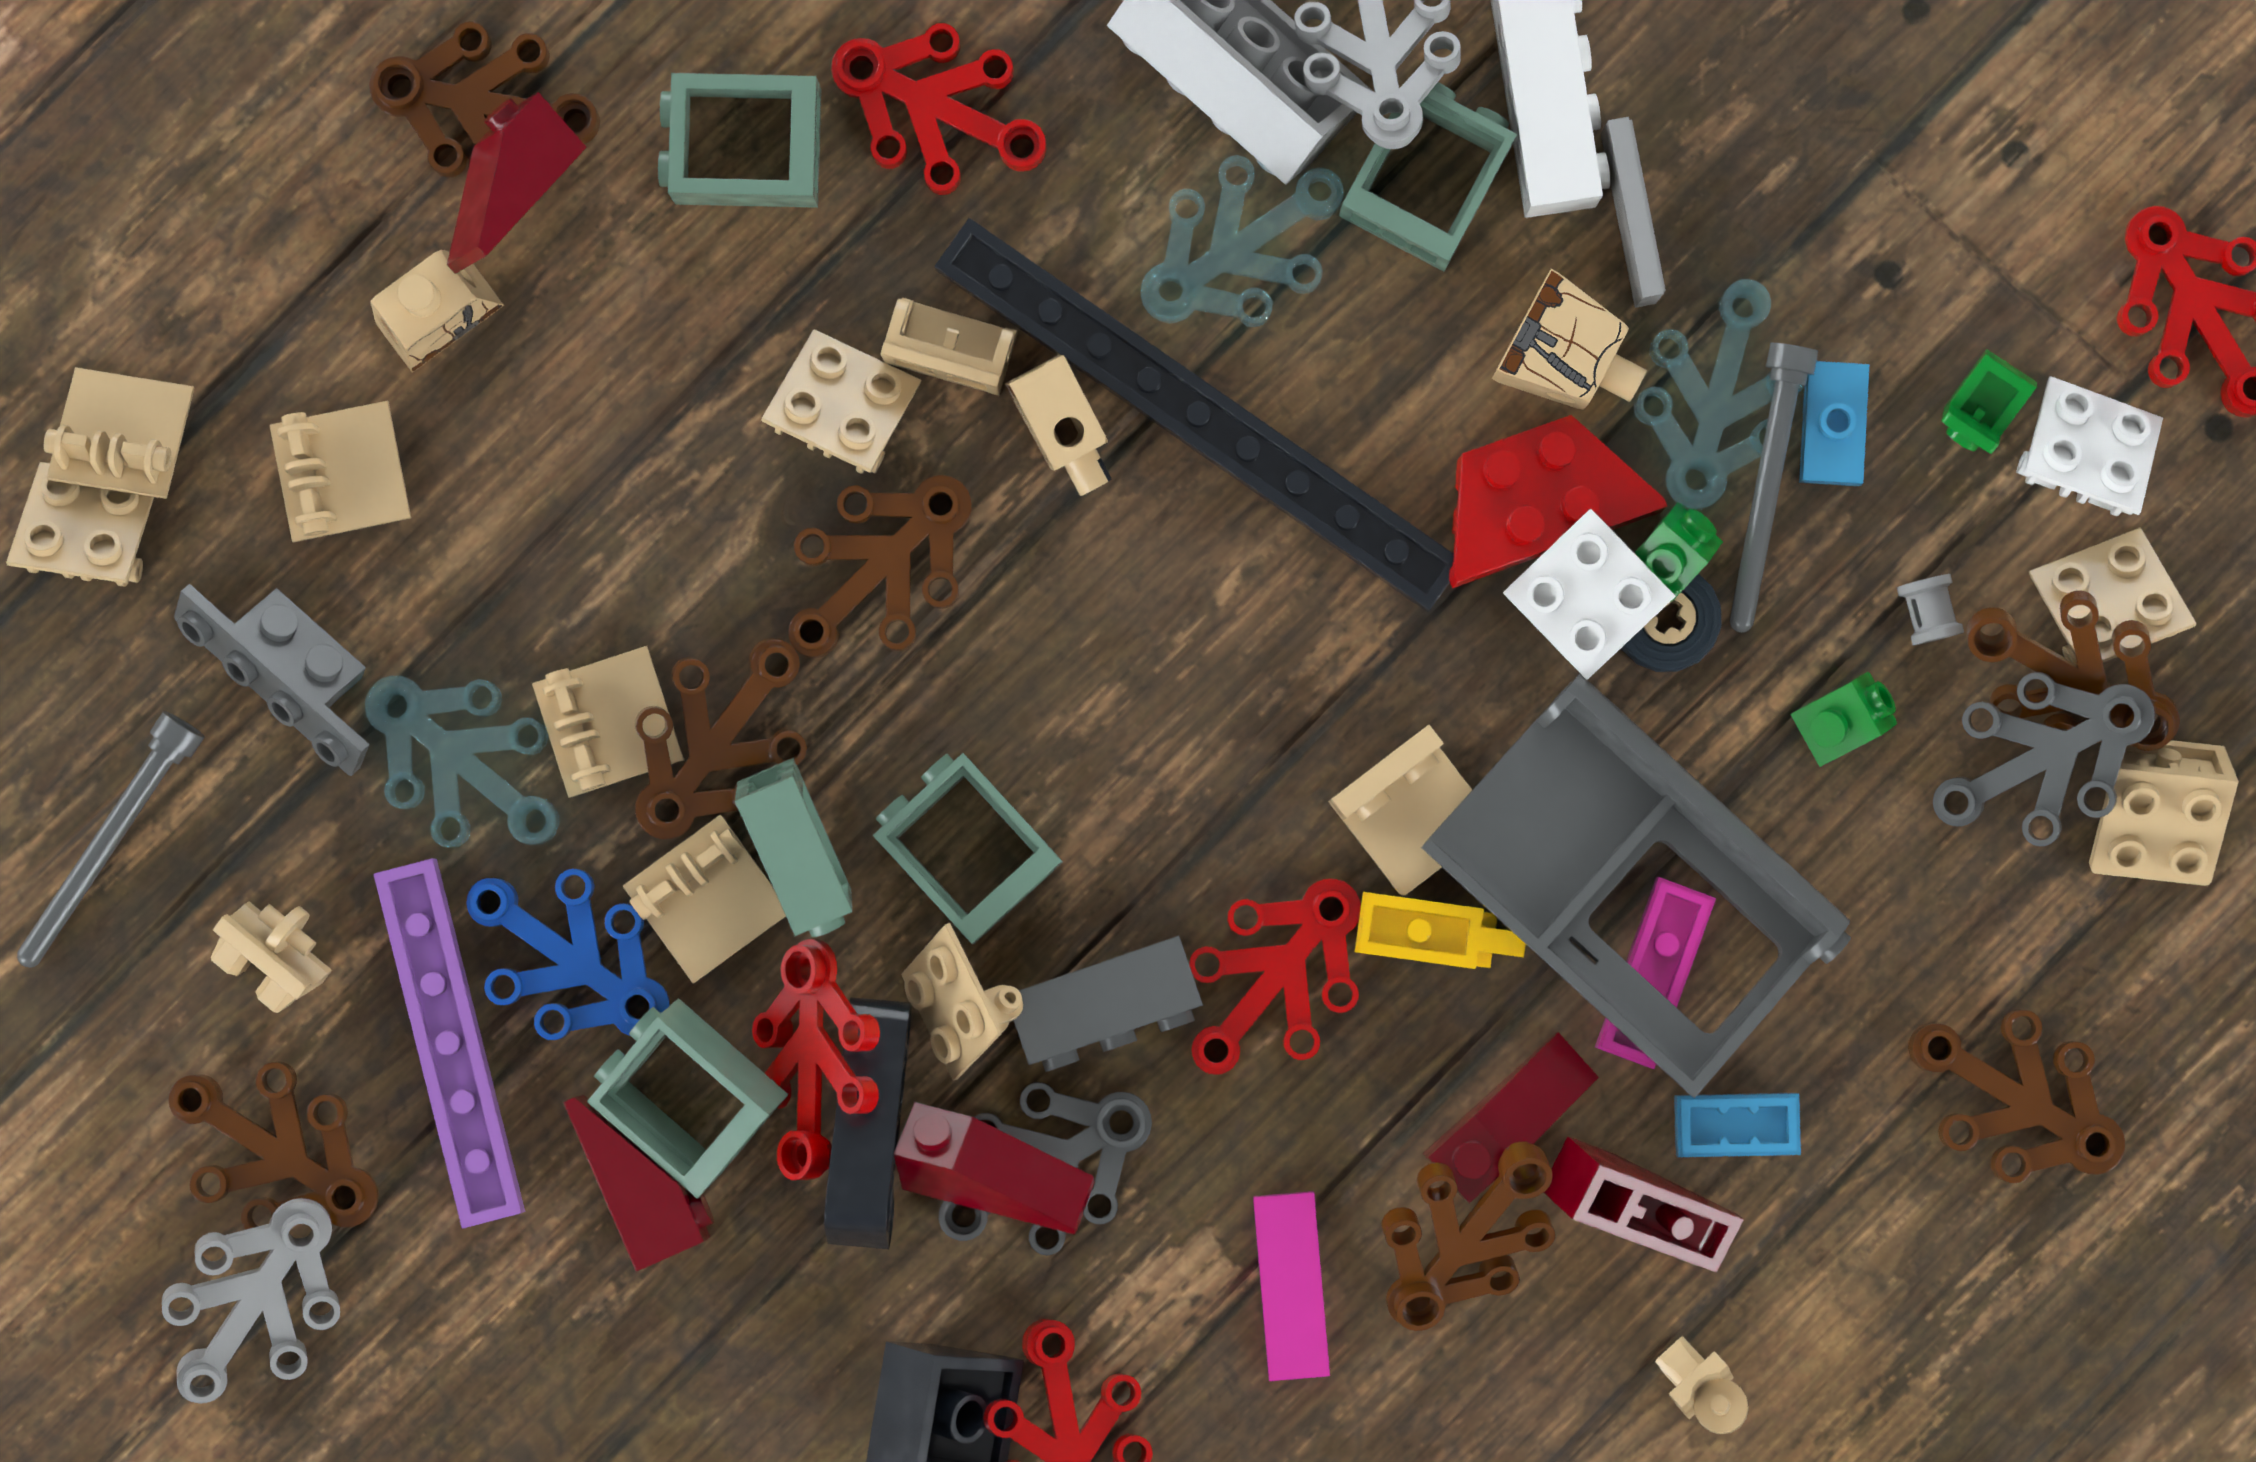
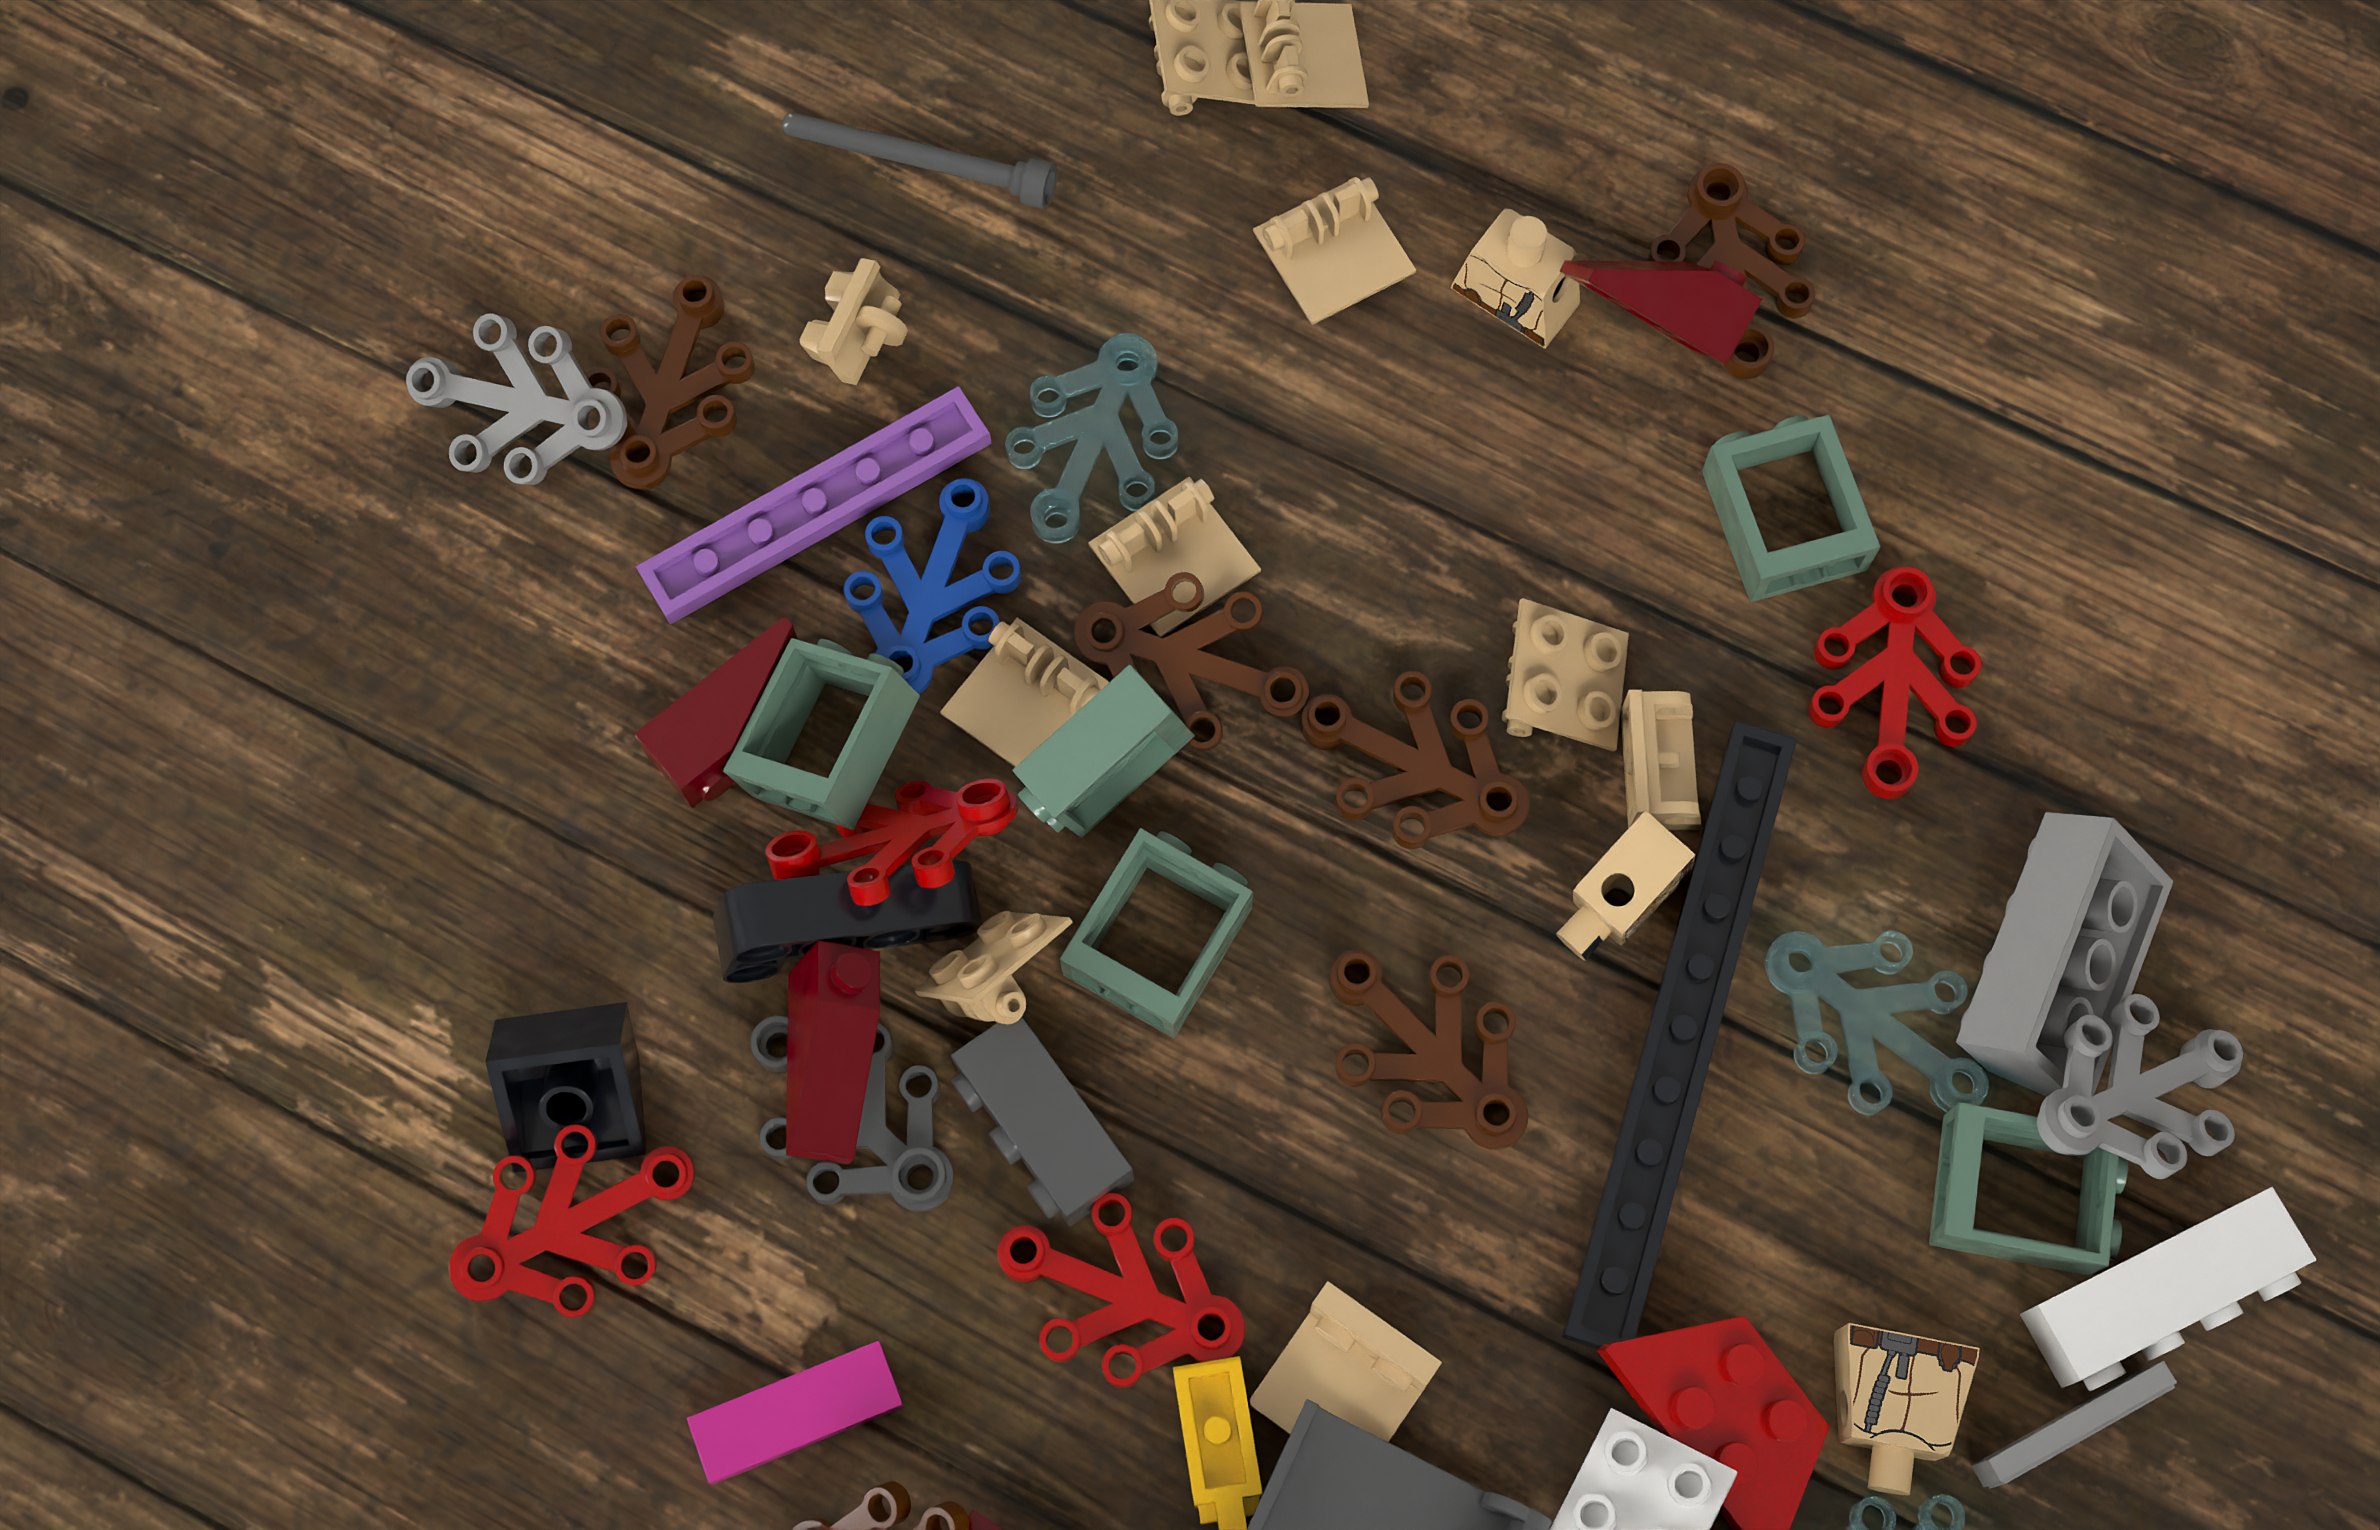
camera: 70 degrees right, 15 degrees down
(286, 663) = (1138, 256): dark grey bracket -> none
(1153, 637) = (1434, 1056): none -> reddish brown plant

